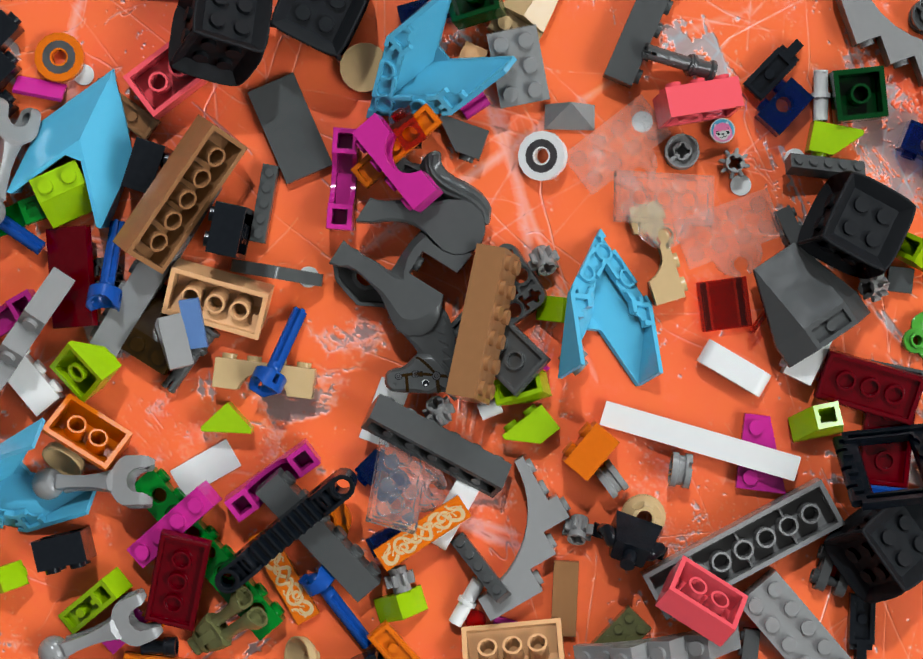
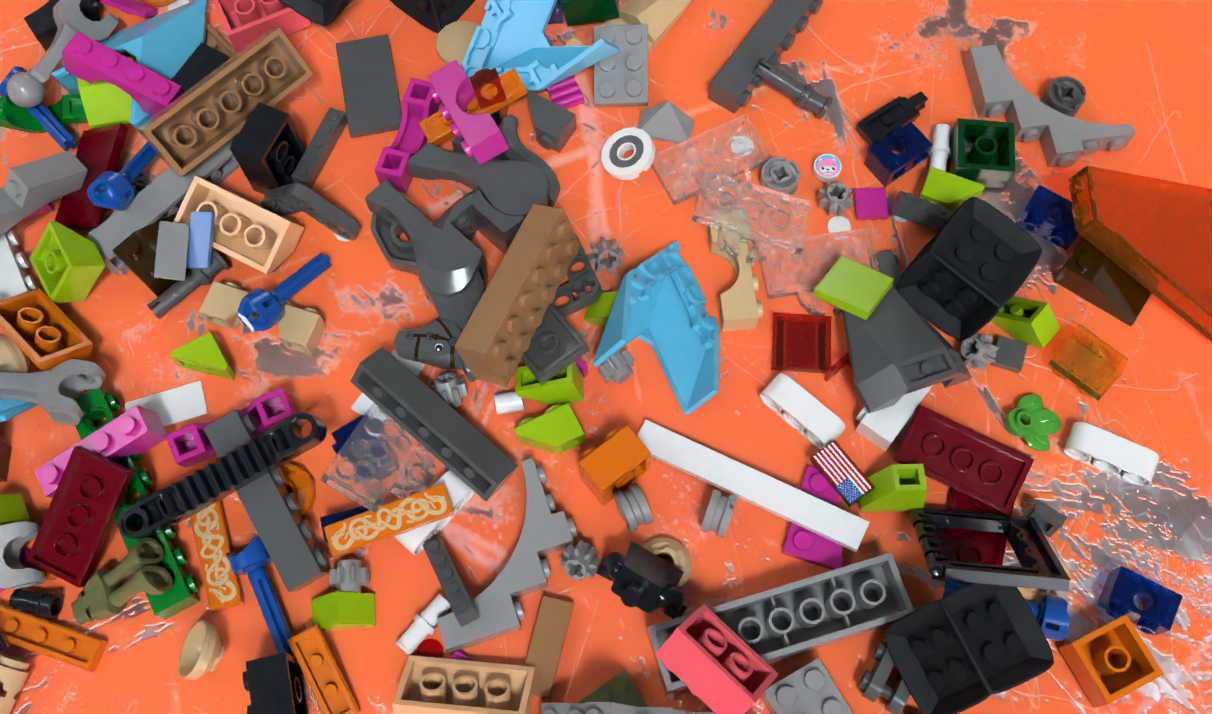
camera: 15 degrees right, 20 degrees down
(81, 190) = (95, 62): none -> dark pink arch
(698, 101) = (806, 122): coral brick -> none
(761, 255) = (853, 287): none -> lime tile
(765, 158) = (870, 203): none -> dark pink piece
(774, 418) = (842, 473): none -> tile

